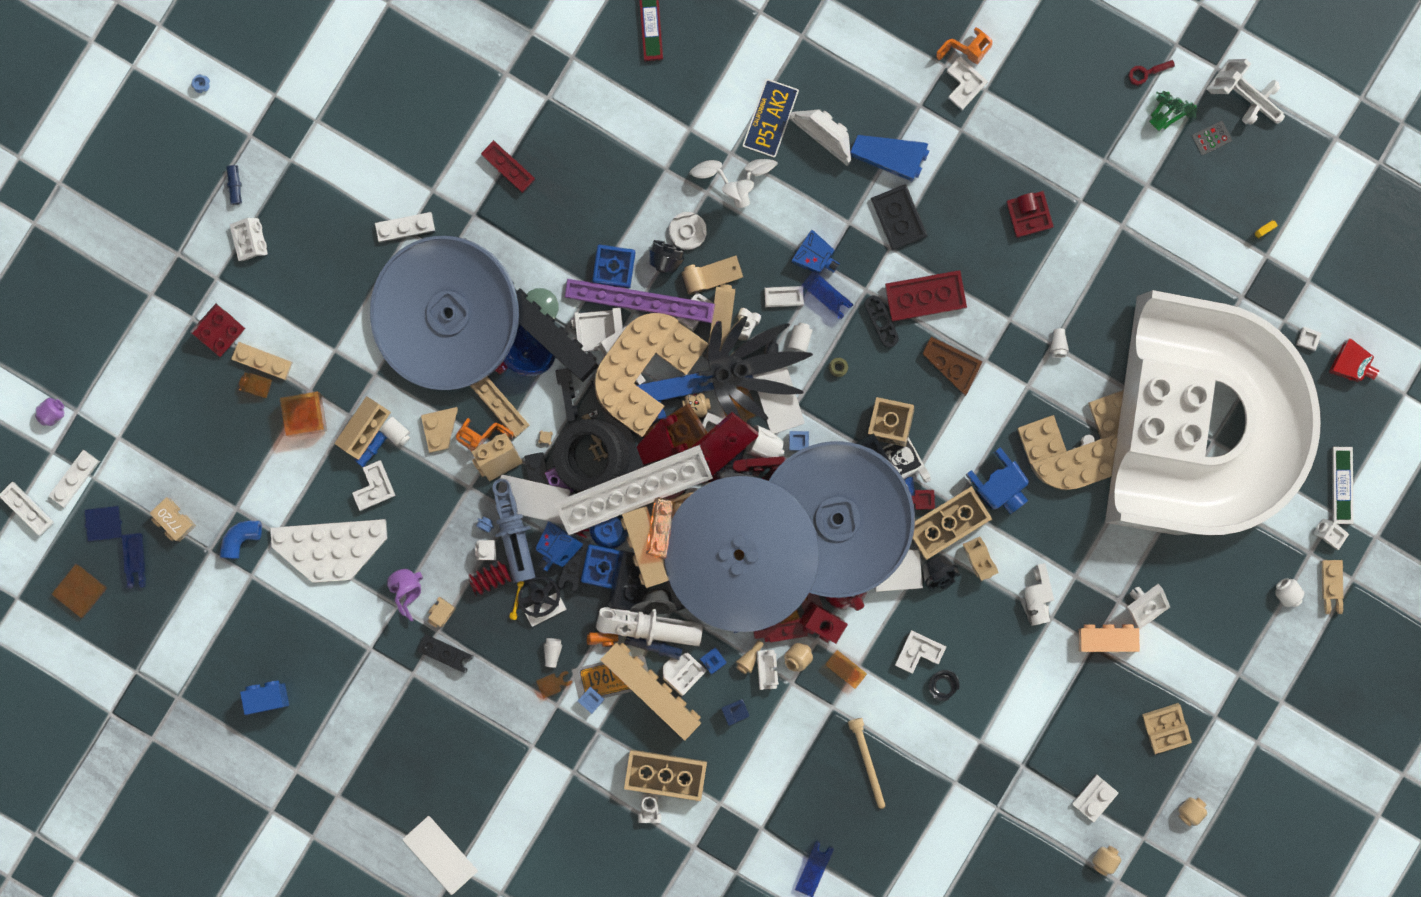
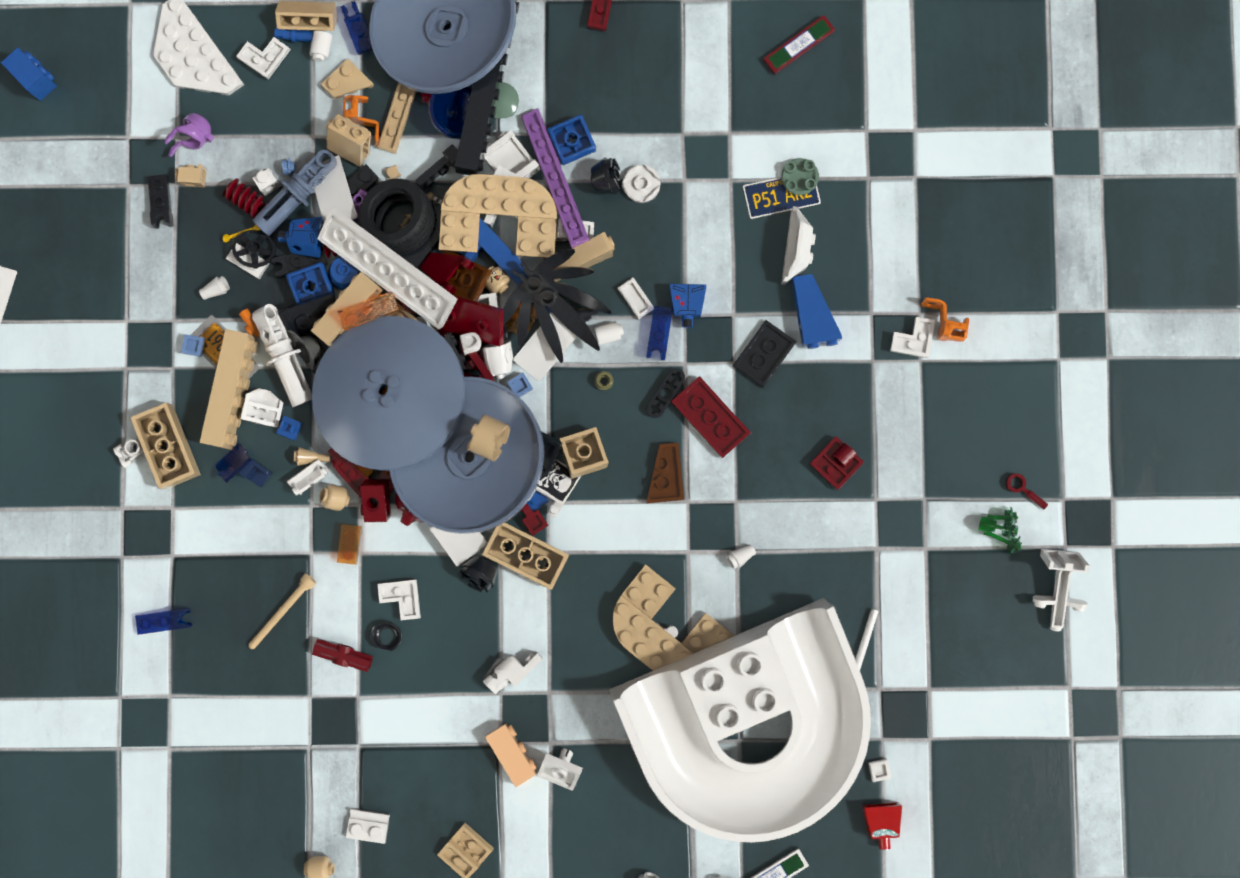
camera: 55 degrees right, 0 degrees up
(400, 391) = (357, 29): none -> clear blue hinge
(551, 685) = (187, 304): clear orange plate -> none
(656, 647) = (272, 377): dark blue pin -> none
(711, 275) = (614, 225): tan door -> none
(715, 726) = (233, 462): none -> clear blue piece
(739, 189) = (701, 202): white plant -> none
(739, 458) = (470, 342): none -> white tile
(752, 321) = (593, 281): white plate -> none
(765, 92) = (800, 176): none -> sand green dish
(837, 489) = (488, 437): none -> tan brick
(937, 731) = (342, 655): none -> dark red piece
(980, 559) = (512, 601): tan brick -> none
(1003, 485) = (586, 582): blue piece -> none
(1190, 280) = (866, 637): none -> white piece
(1212, 138) = (1002, 579): dark grey sticker -> none
(1265, 229) = (951, 674): yellow tile -> none

